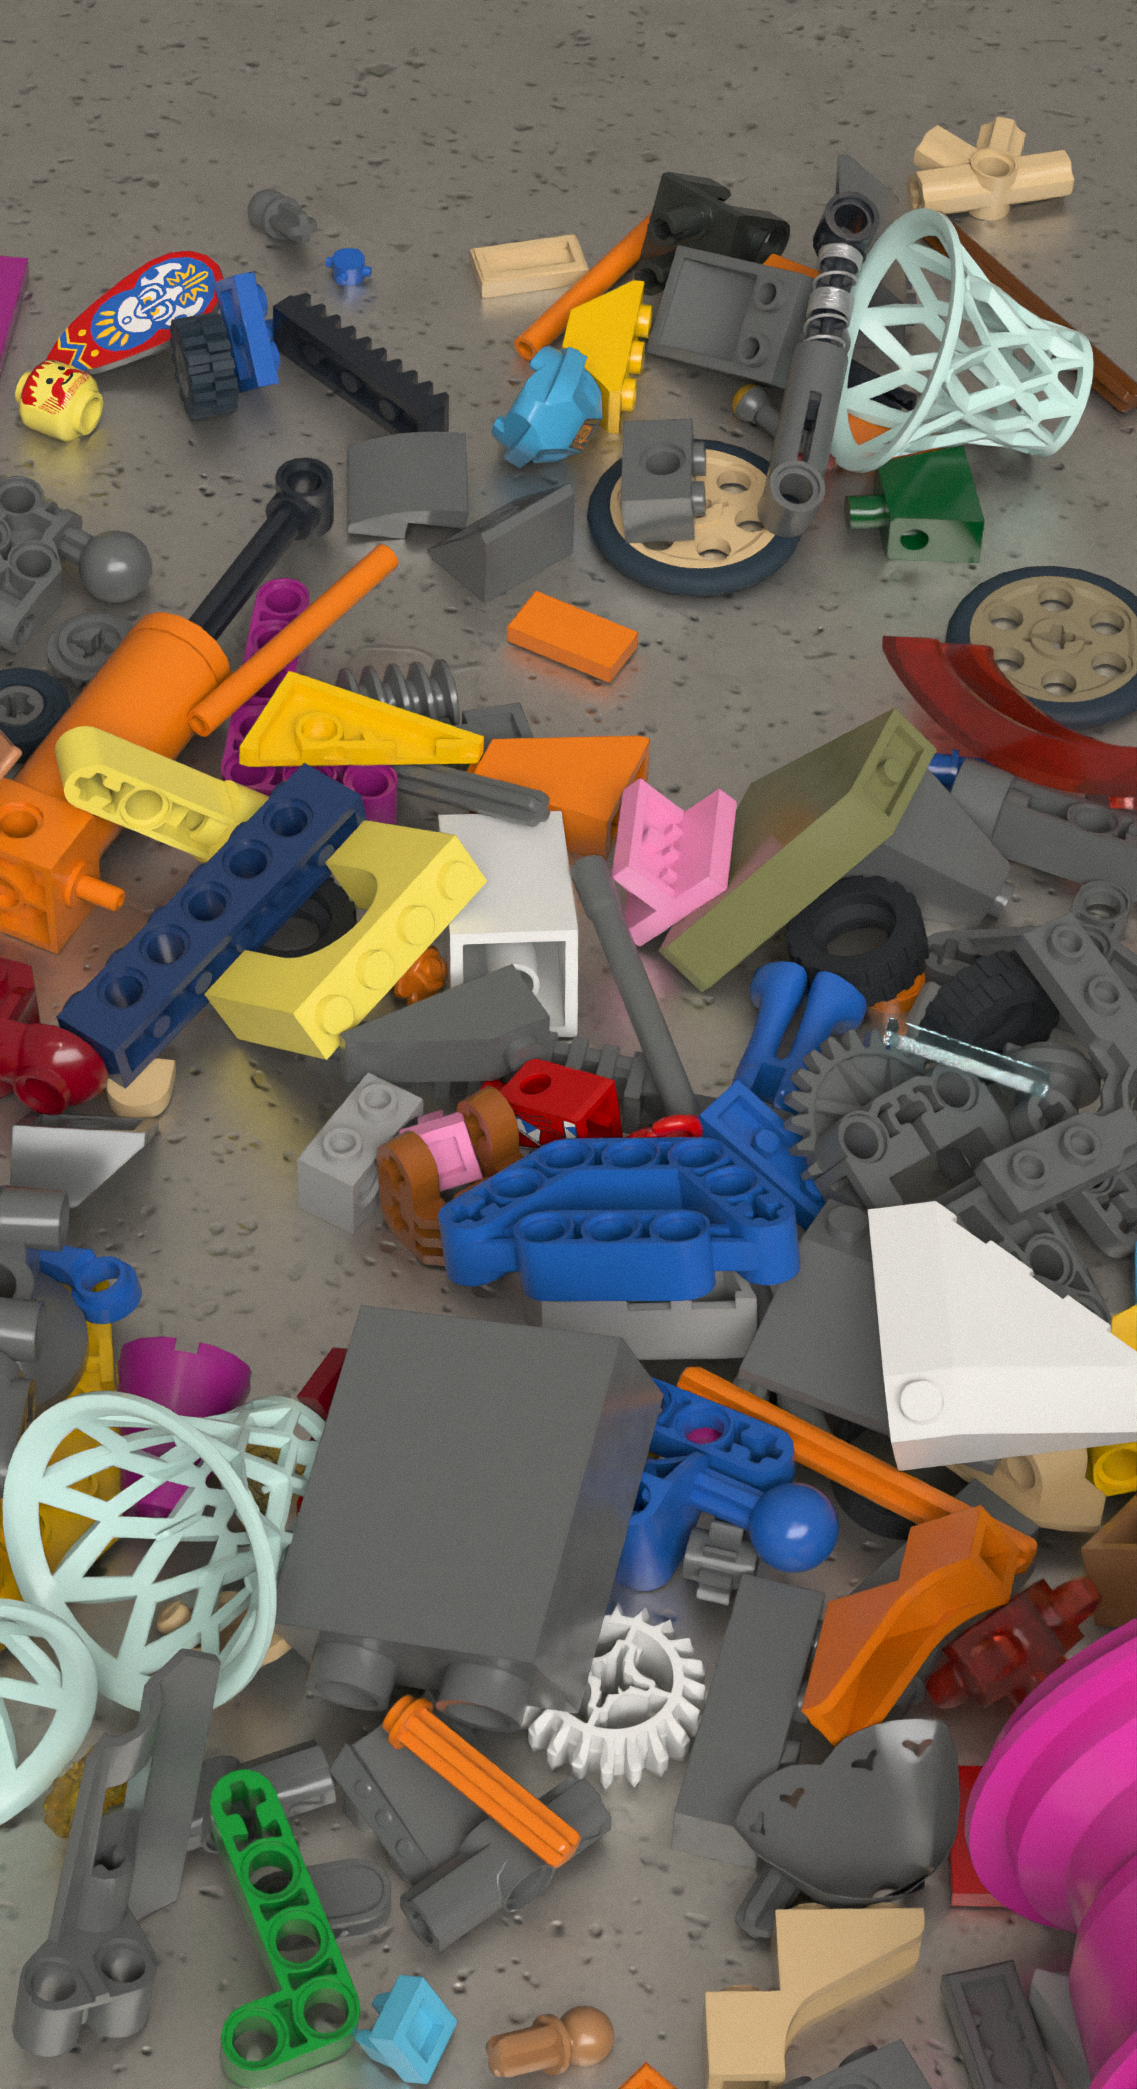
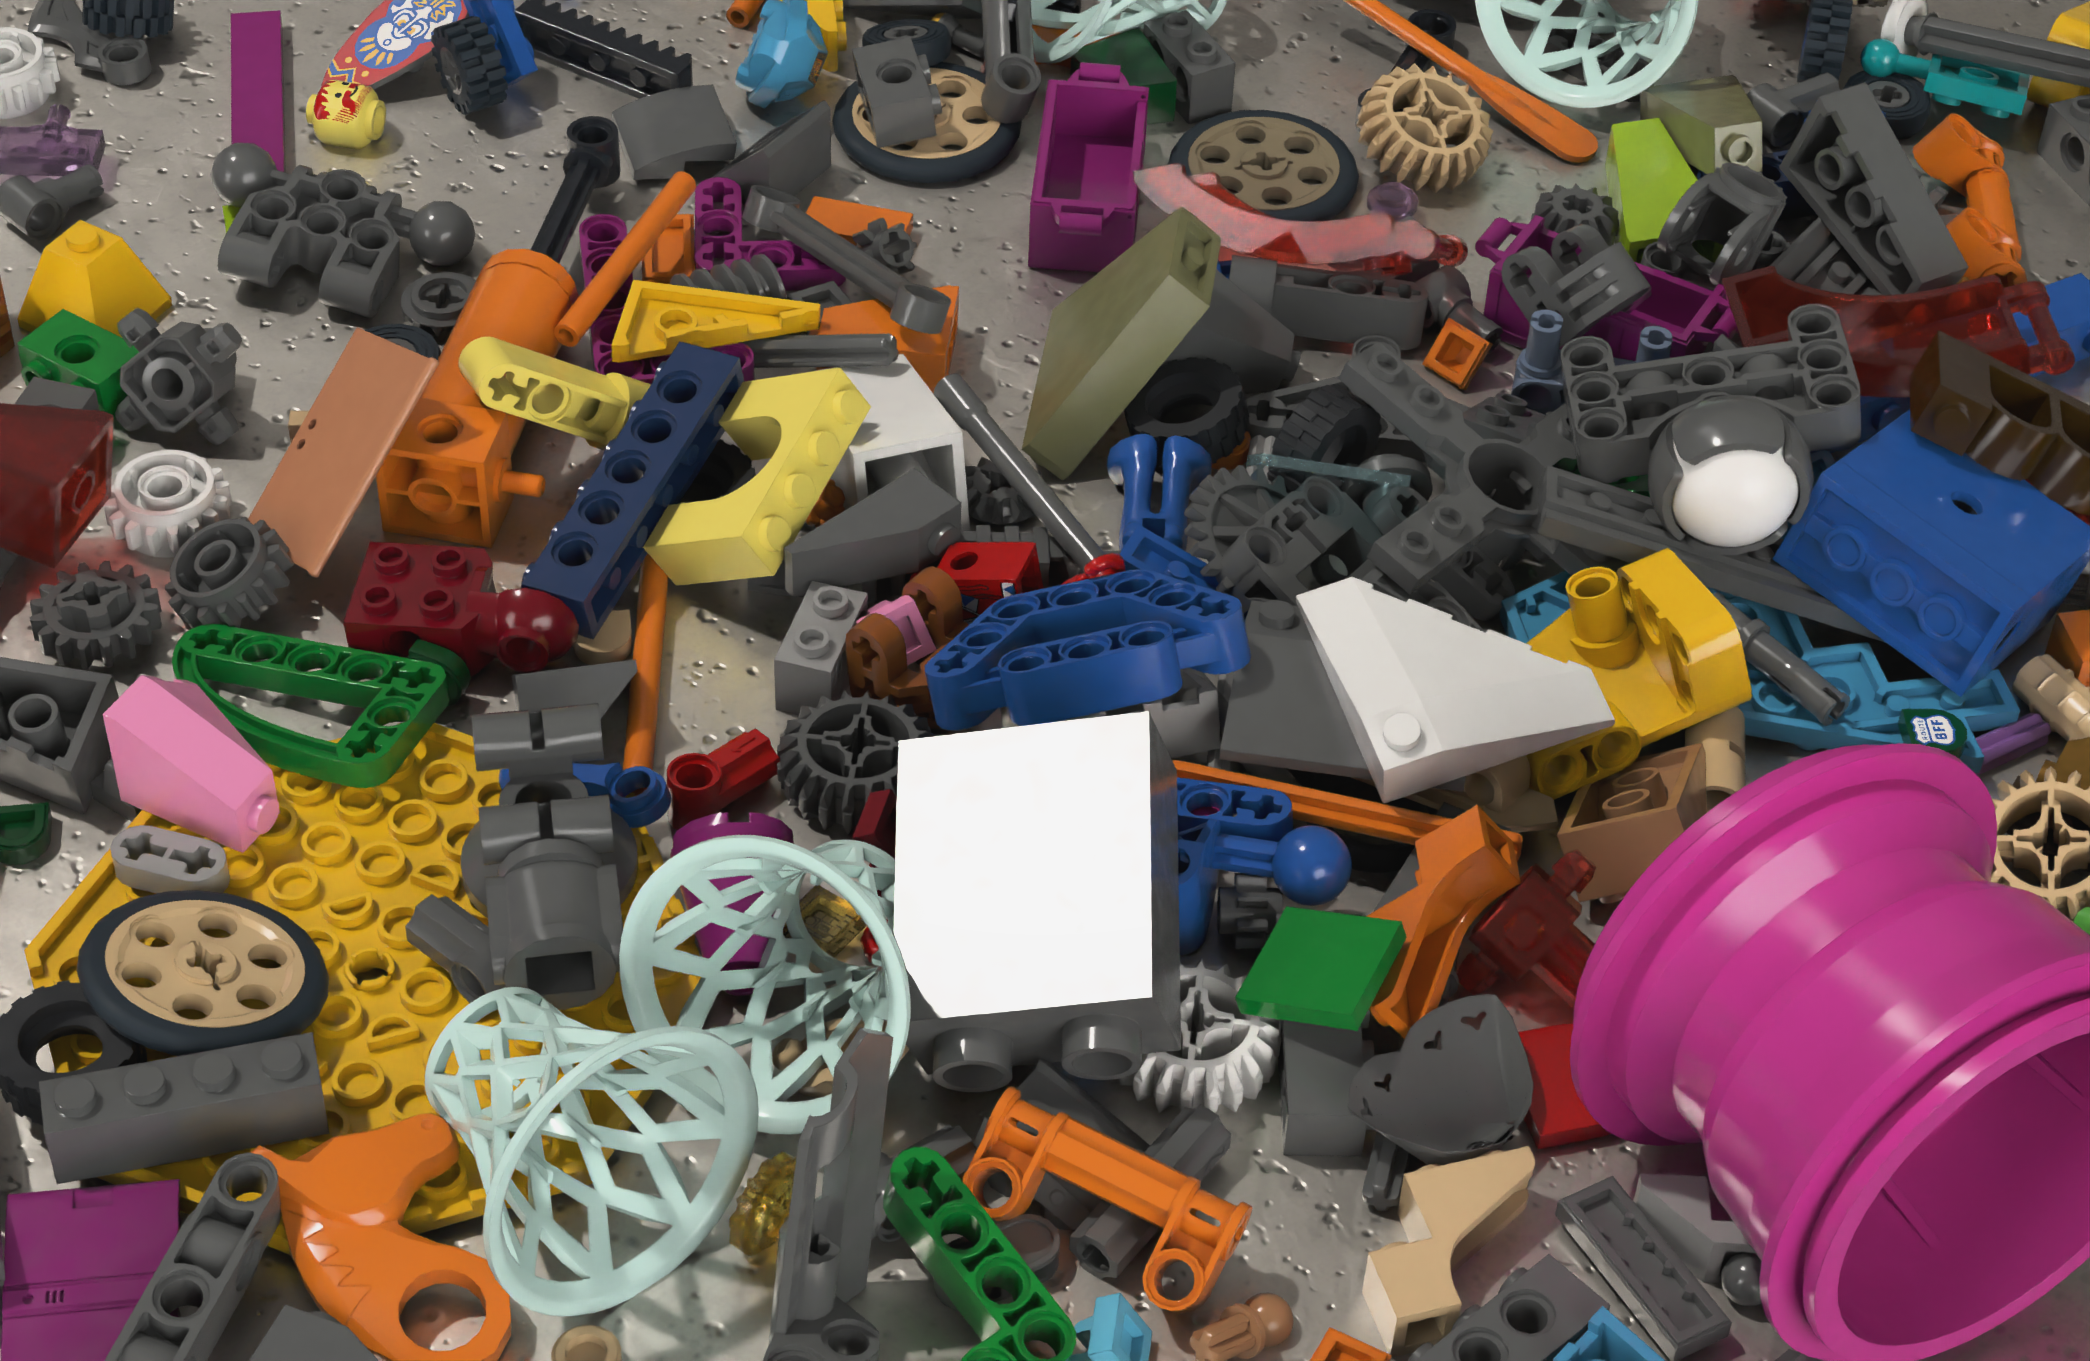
camera: 15 degrees left, 5 degrees down
(170, 1140) = (648, 655): none -> orange piece
(186, 1286) = (710, 782): none -> red piece
(347, 1268) = (843, 753): none -> dark grey gear
(357, 636) = (671, 252): none -> orange tile
(378, 1788) = (1117, 1176): none -> orange piece
(431, 643) = (731, 247): none -> magenta beam
(480, 1780) = (1124, 1123): orange axle -> none
(586, 759) = (911, 303): none -> dark grey piece
(604, 677) = (887, 245): none -> dark grey gear
(607, 1010) = (993, 507): none -> dark grey gear
(670, 856) = (1014, 372): bright pink bracket -> none
(716, 412) = (927, 37): none -> black bush
(757, 1654) = (1321, 968): none -> green tile
(855, 583) = (1084, 169): none -> magenta container
(1013, 502) = (1197, 62): none -> dark grey brick

